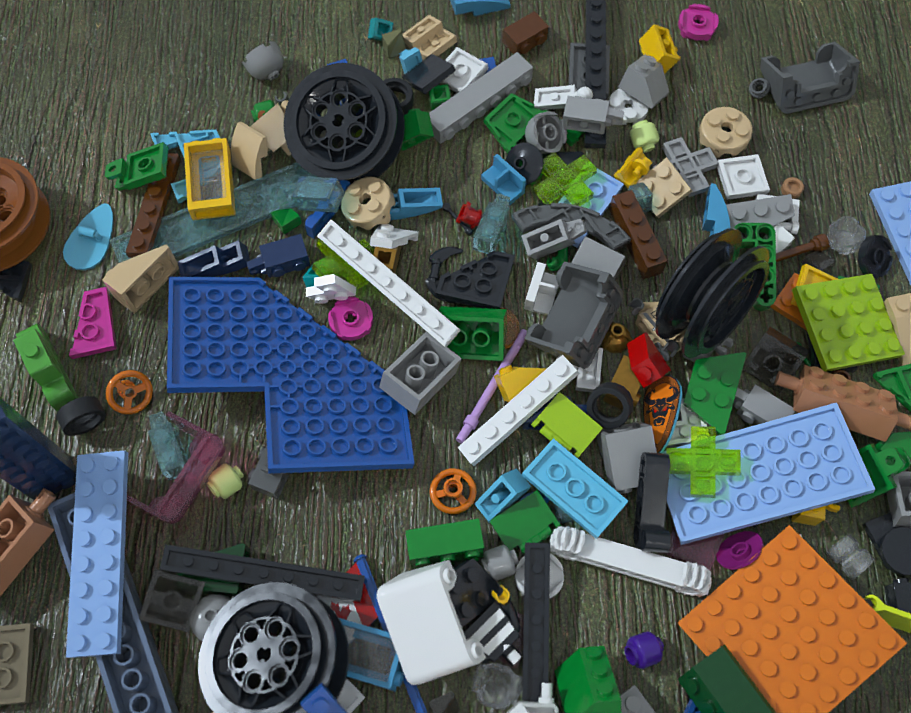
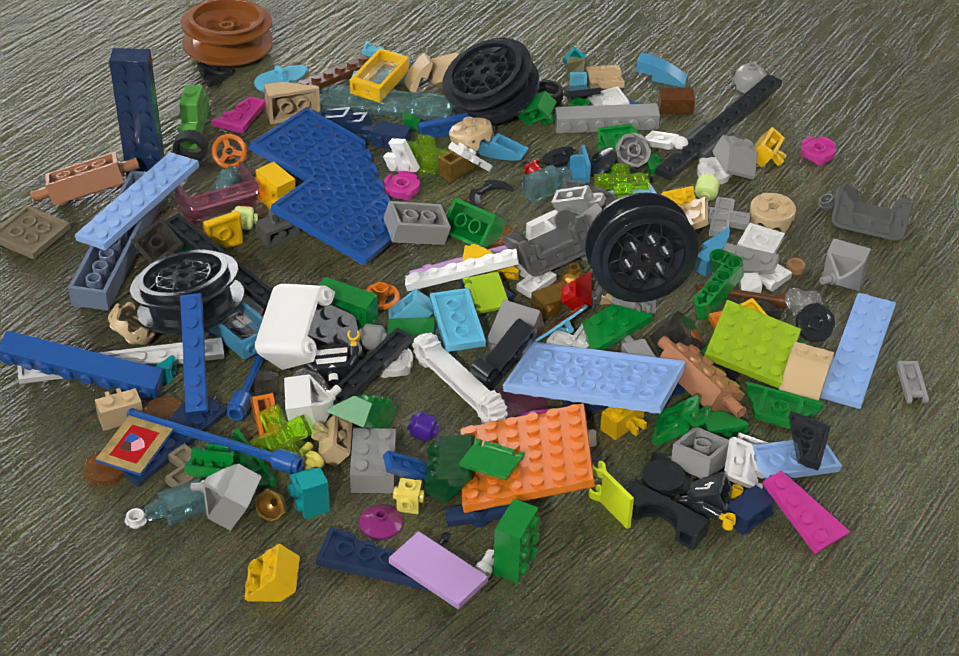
camera: 35 degrees right, 25 degrees down
(139, 168) = (342, 53): green plate -> none
(226, 523) = (225, 229): none -> yellow tile
(231, 419) = (273, 183): none -> yellow brick
(264, 61) = (474, 33): light grey cylinder -> none
(315, 193) = (439, 109): clear light blue hinge -> none
(389, 283) = (440, 169): white tile -> none
(471, 175) = (558, 156): none -> black dish
(478, 282) = (506, 204): black plate -> none
(590, 115) = (668, 149): light grey hinge -> none
(616, 390) = (520, 289): black tyre -> none
(704, 461) = (555, 351): clear neon green plate -> none
(777, 673) = (492, 459): none -> green piece
(848, 168) = (845, 264): none -> light grey piece
(853, 559) = (619, 457): clear wheel -> none

